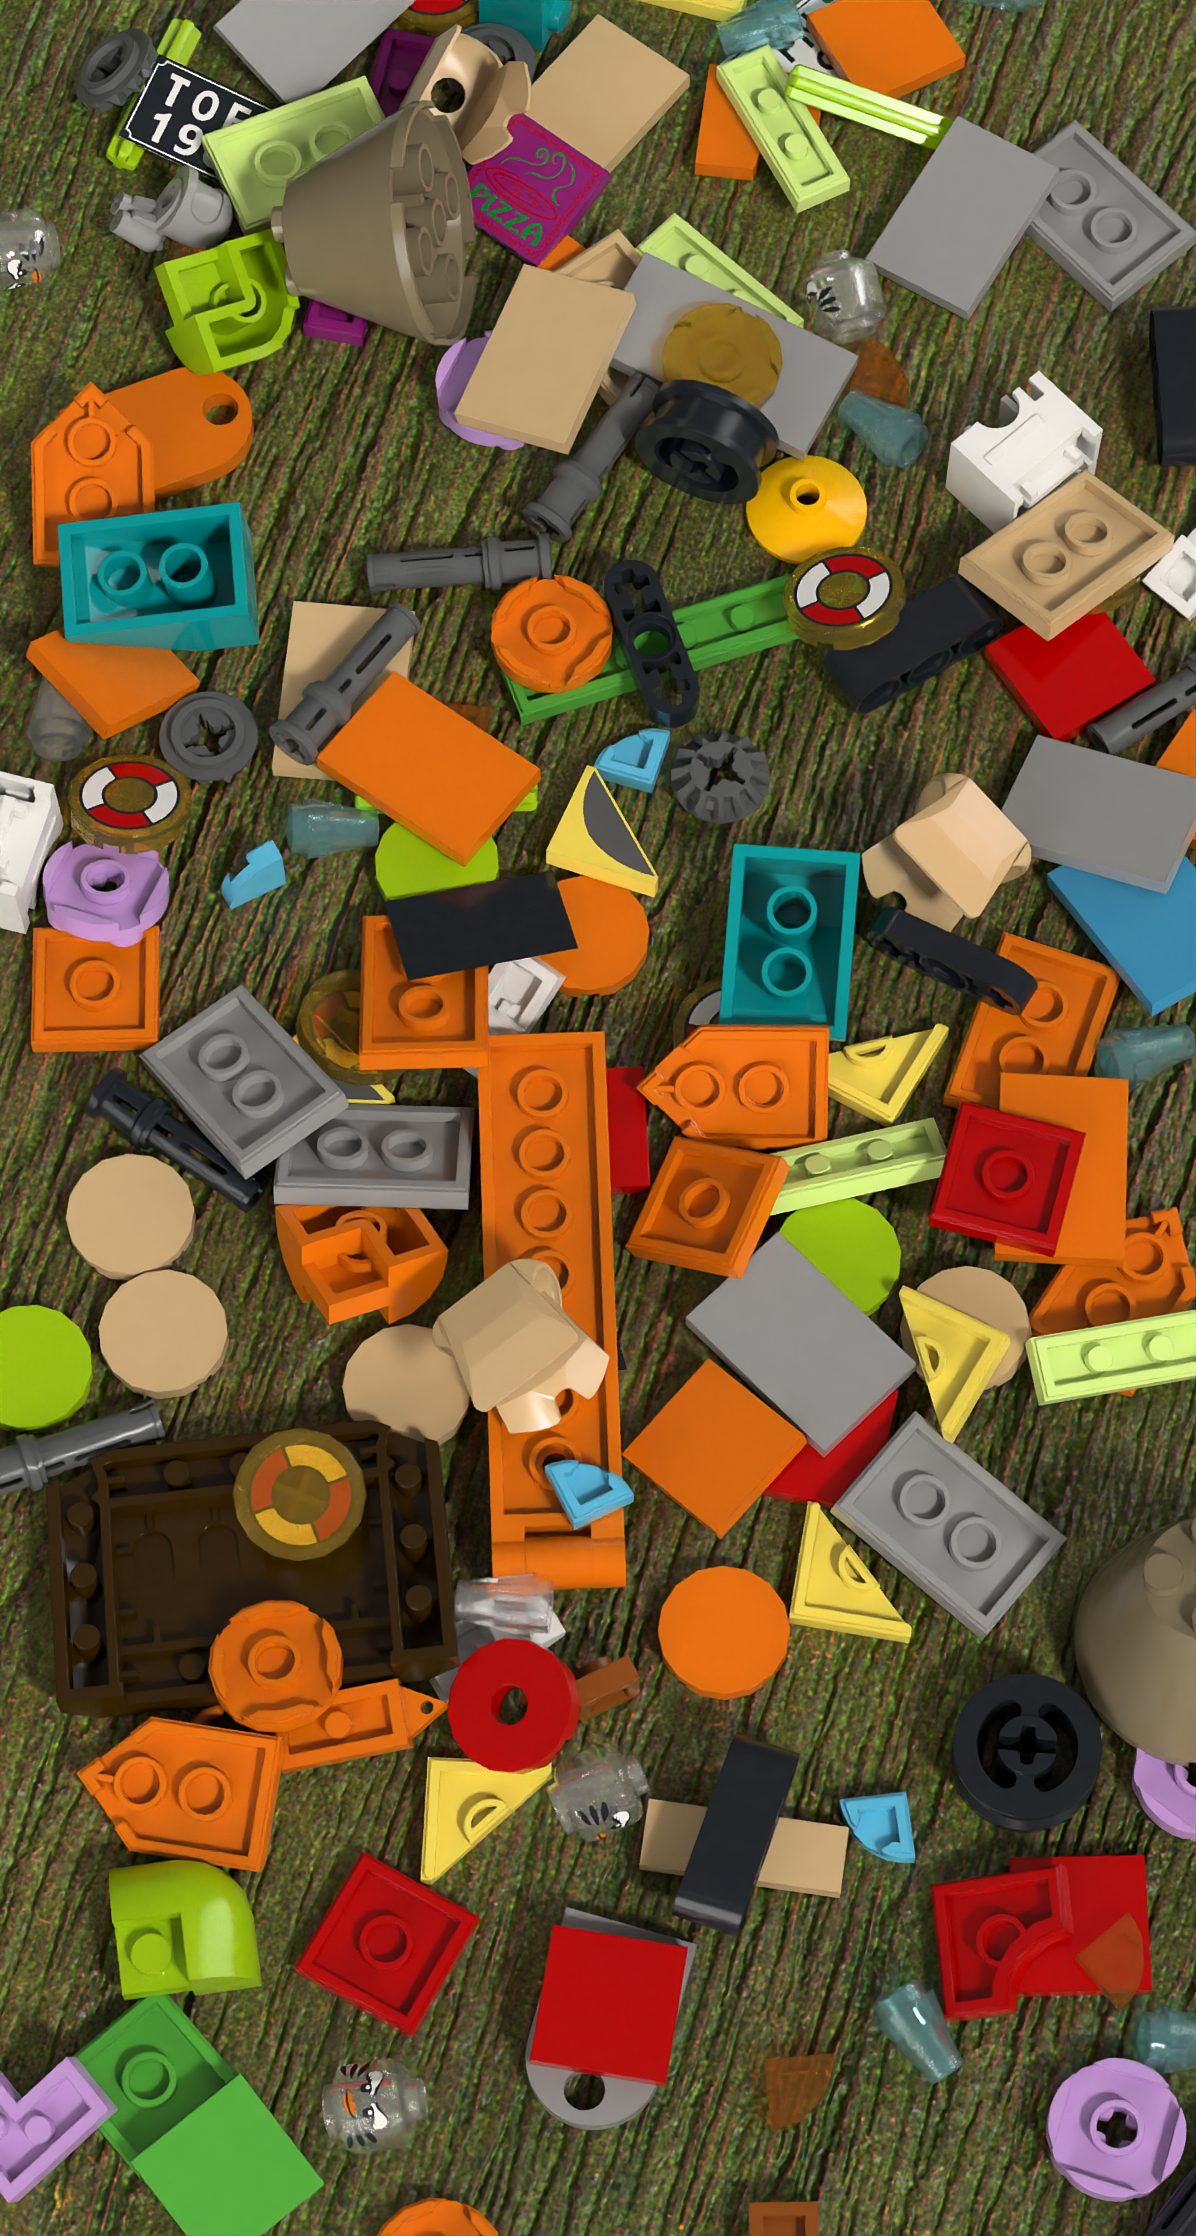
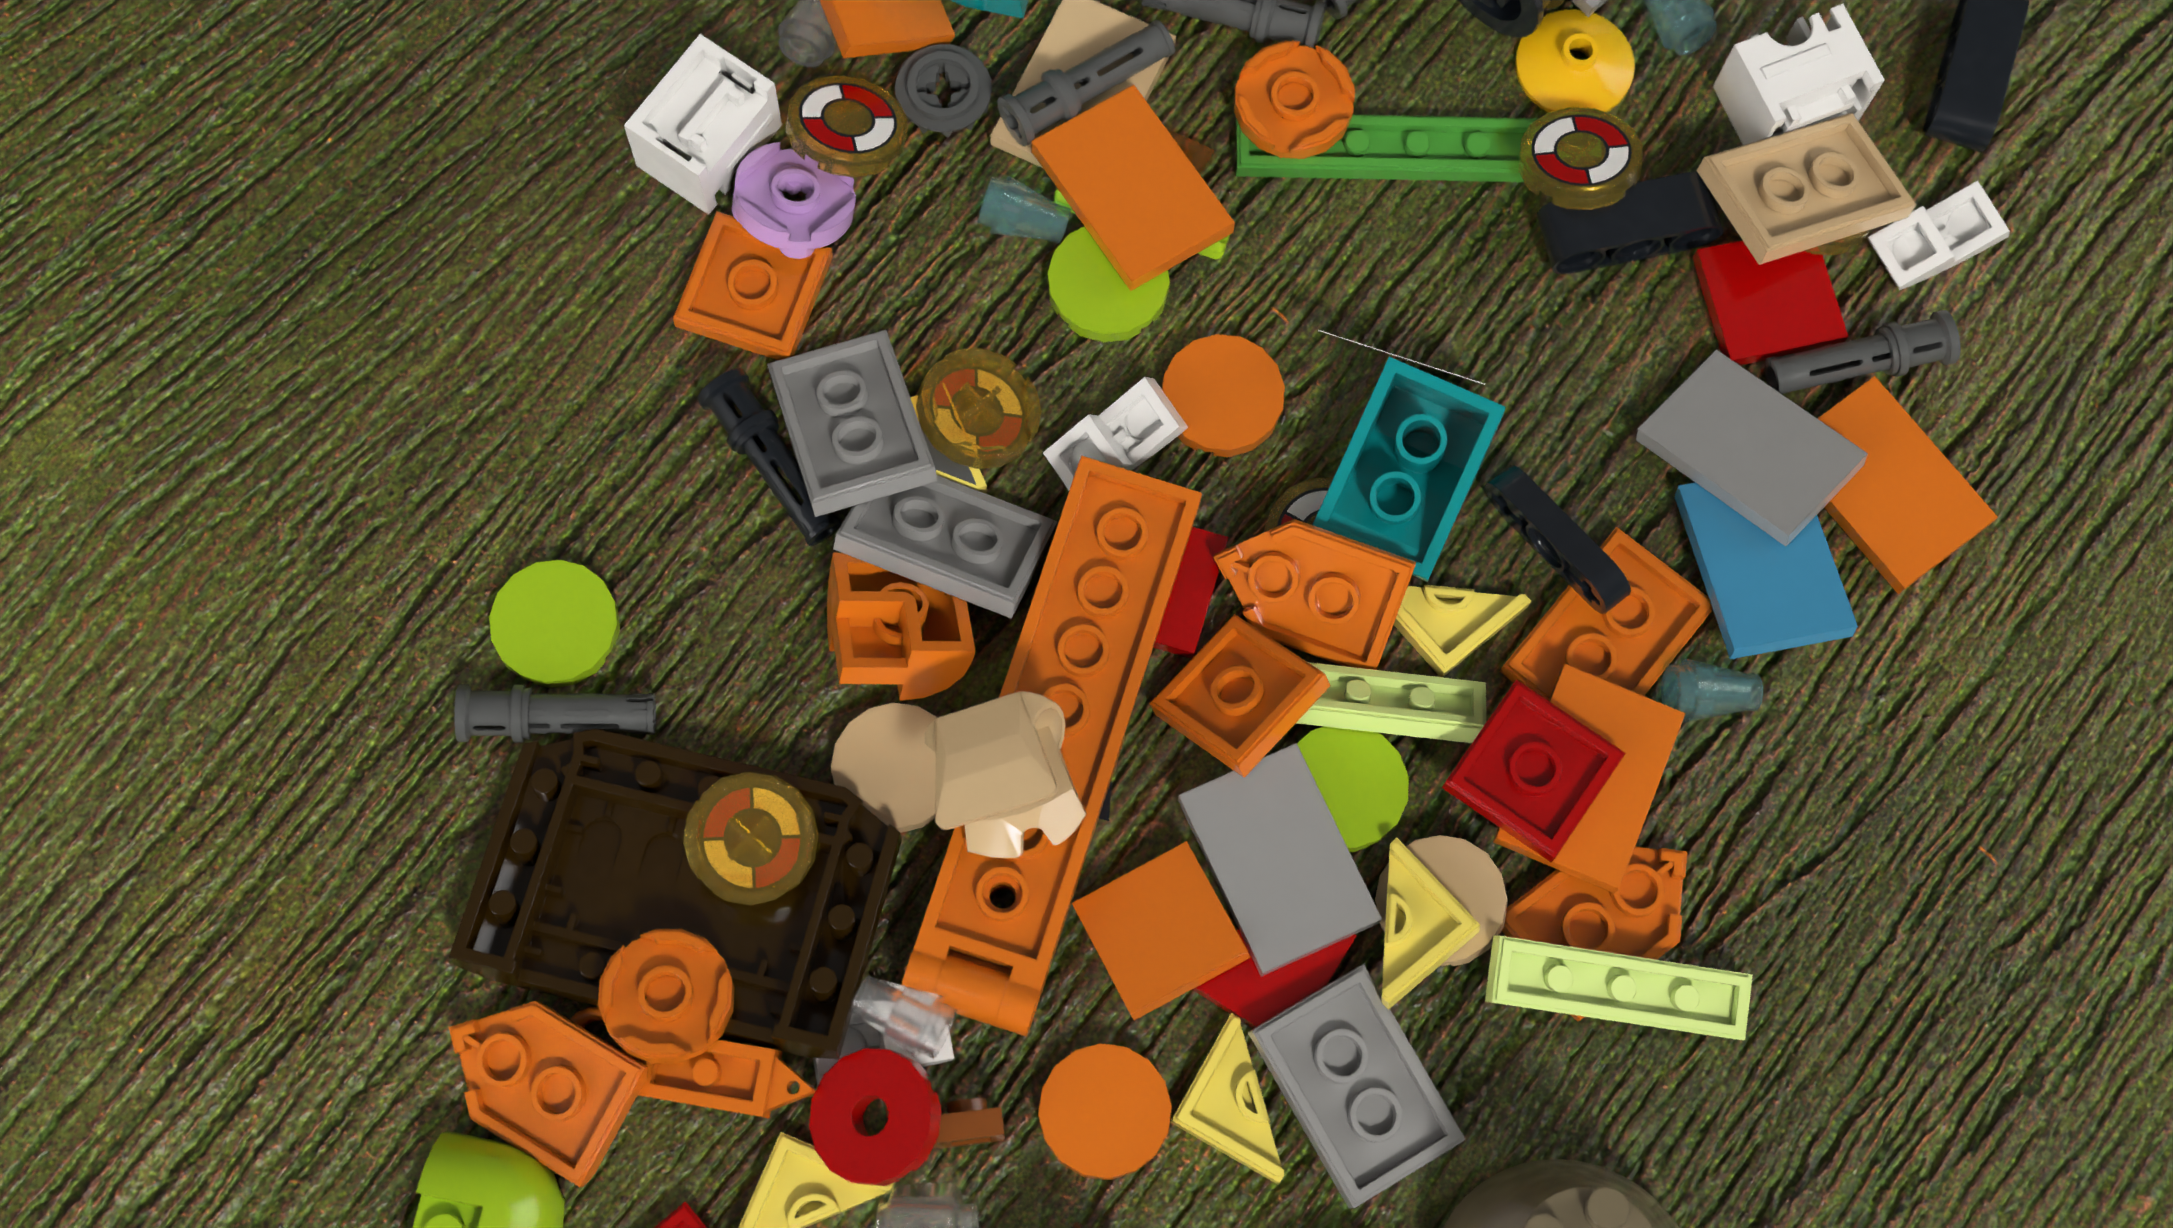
camera: 15 degrees right, 5 degrees up
(130, 1216) = (702, 513): tan tile -> none
(163, 1334) = (690, 634): tan tile -> none
(259, 877) = (940, 234): medium azure tile -> none
(422, 1020) = (1048, 397): orange tile -> none
(480, 925) = (1125, 351): black sticker -> none
(587, 1491) = (1020, 934): medium azure tile -> none
(598, 840) = (1266, 309): light yellow tile -> none
(635, 759) = (1328, 243): medium azure tile -> none
(645, 668) = (1396, 118): black beam -> none
(727, 799) = (1401, 311): dark grey gear -> none
(744, 841) = (1402, 357): none -> white sticker
(948, 853) = (1590, 436): tan piece -> none

